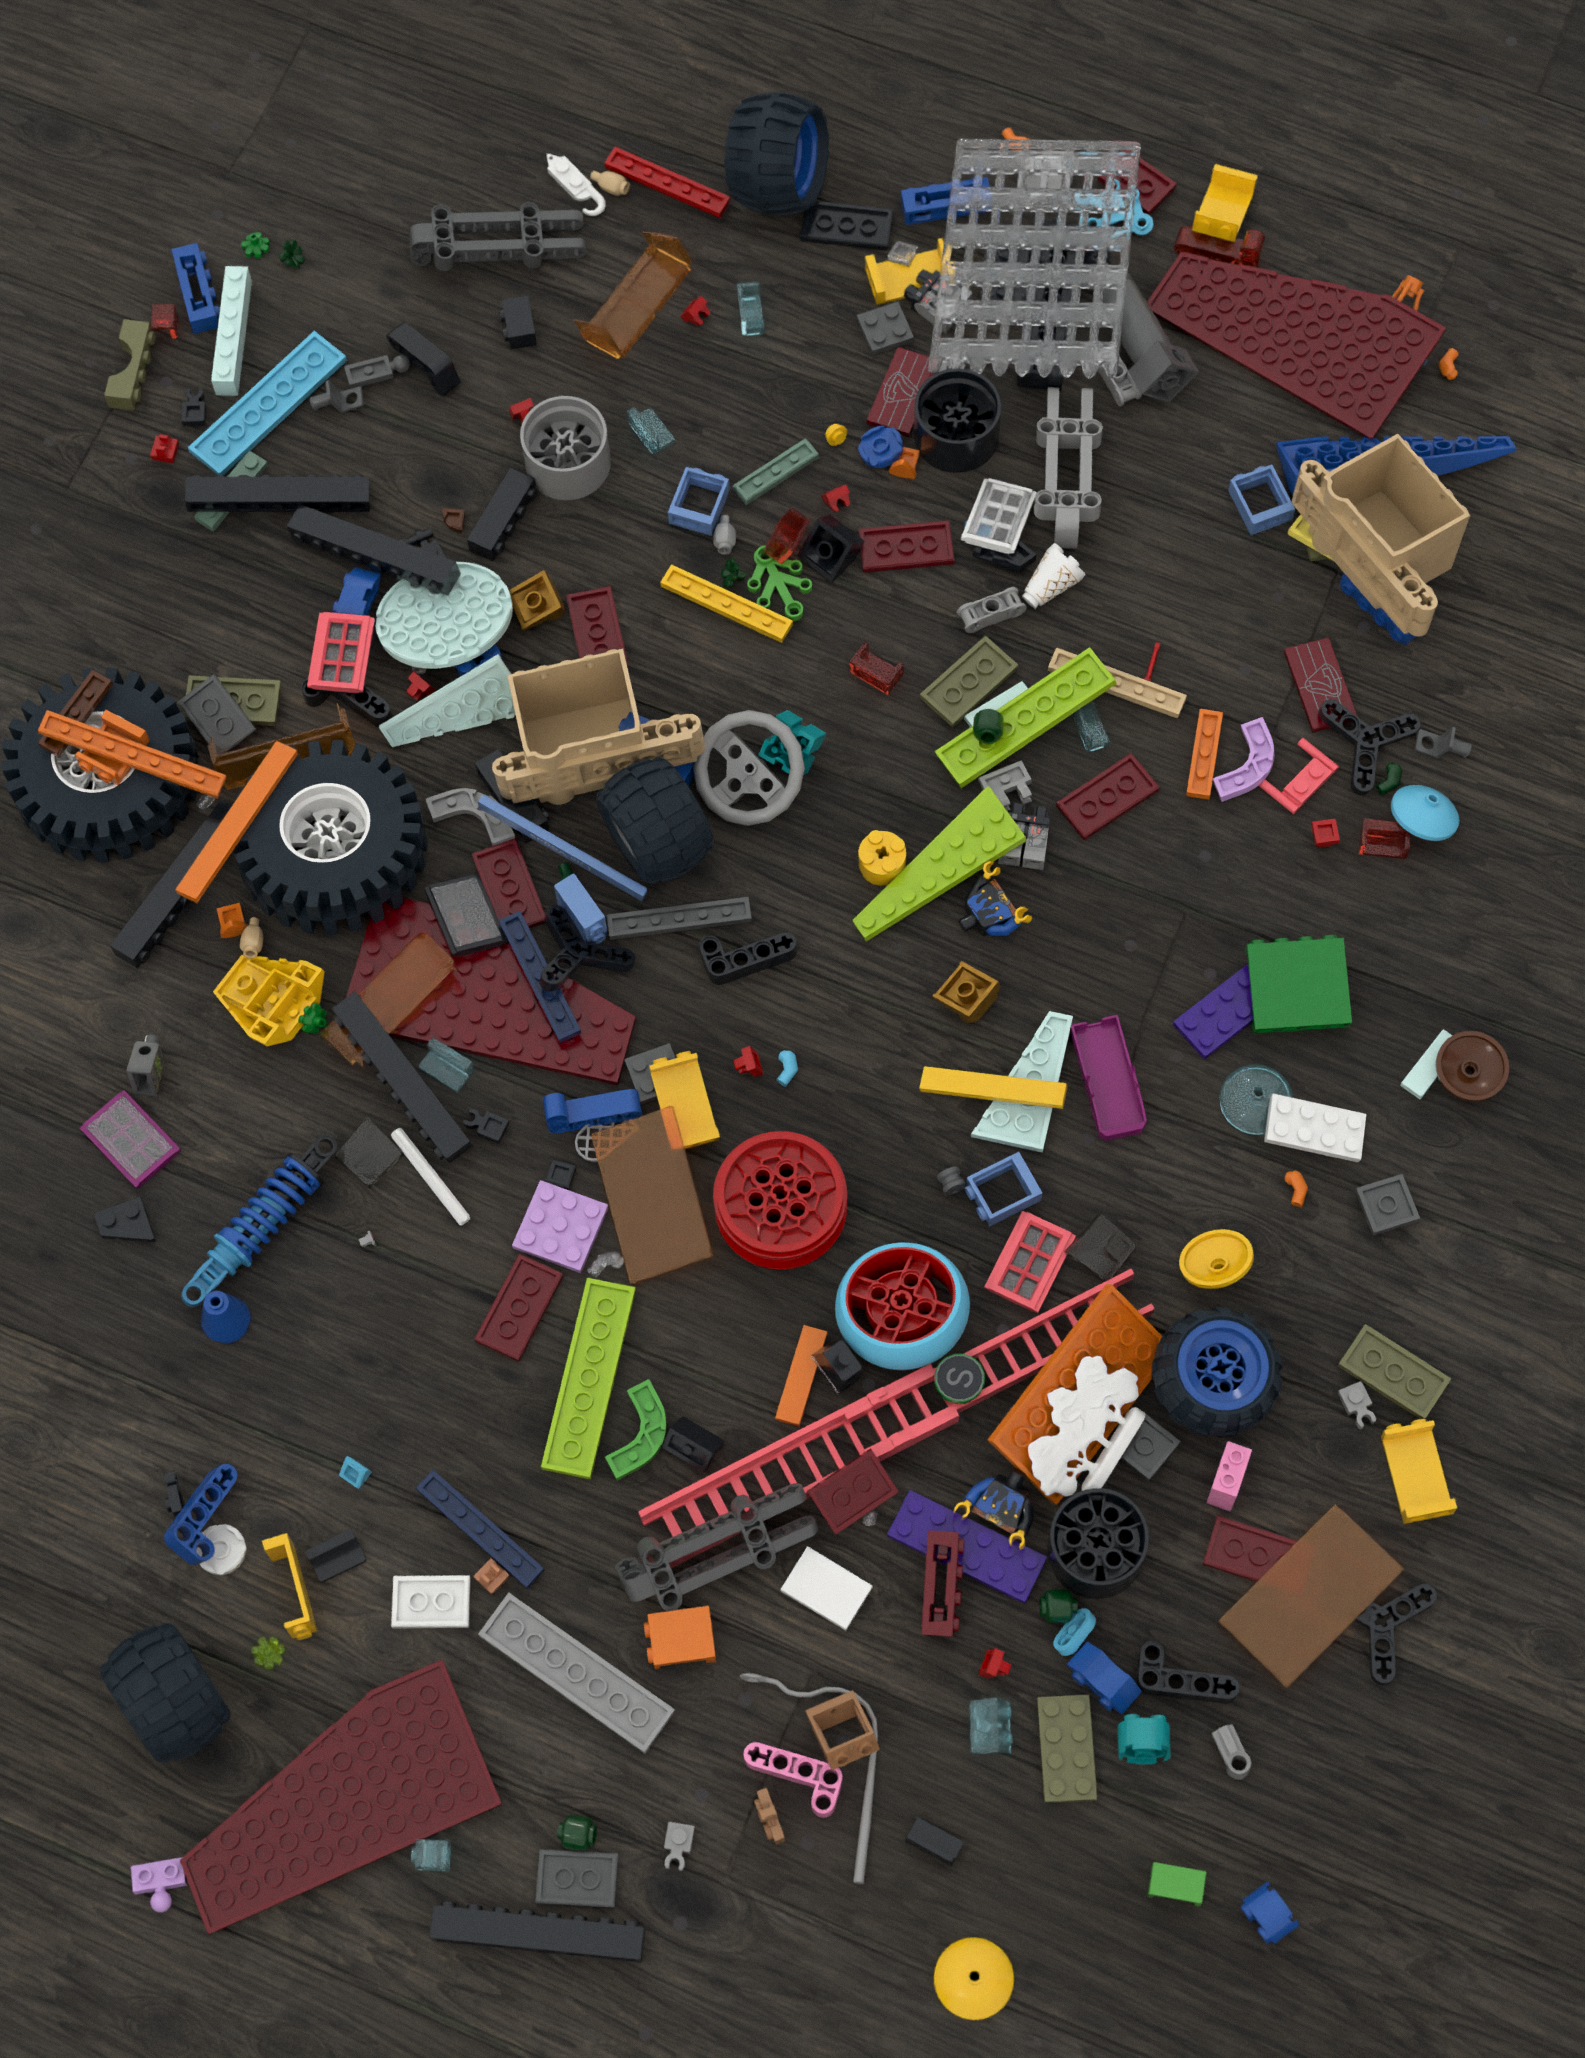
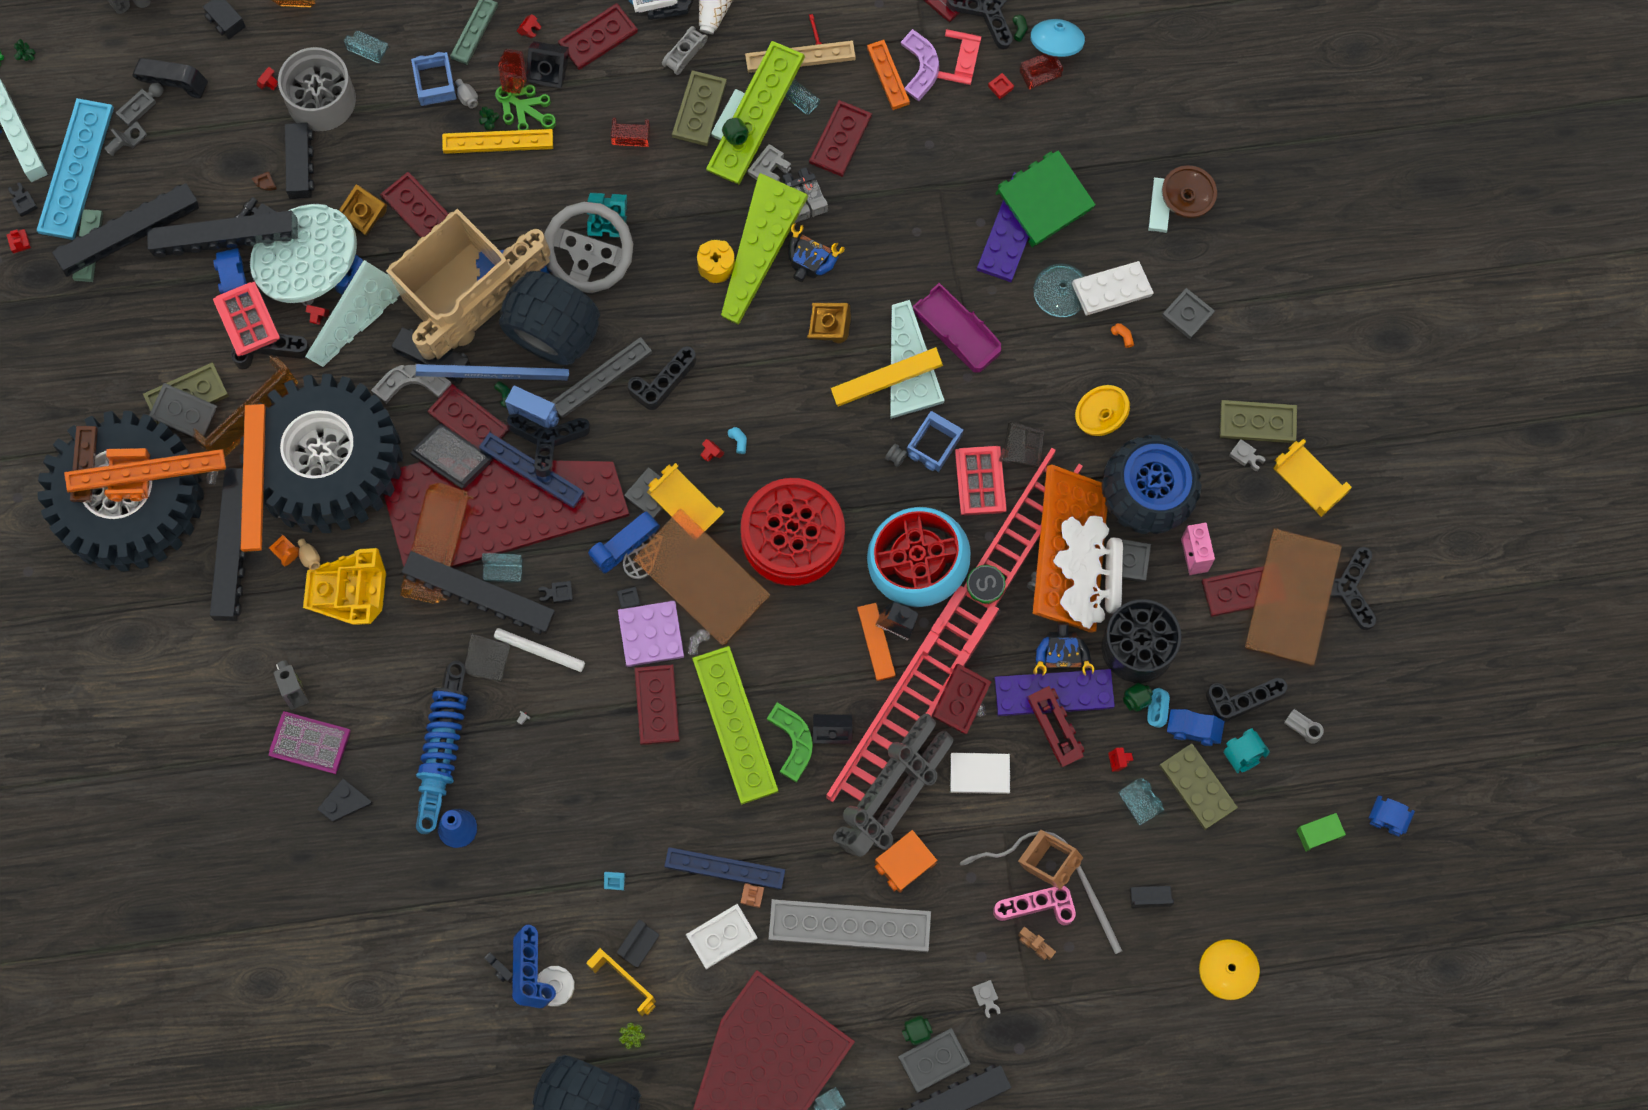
camera: 35 degrees left, 5 degrees up
(313, 1019) = (389, 586): green plant -> none

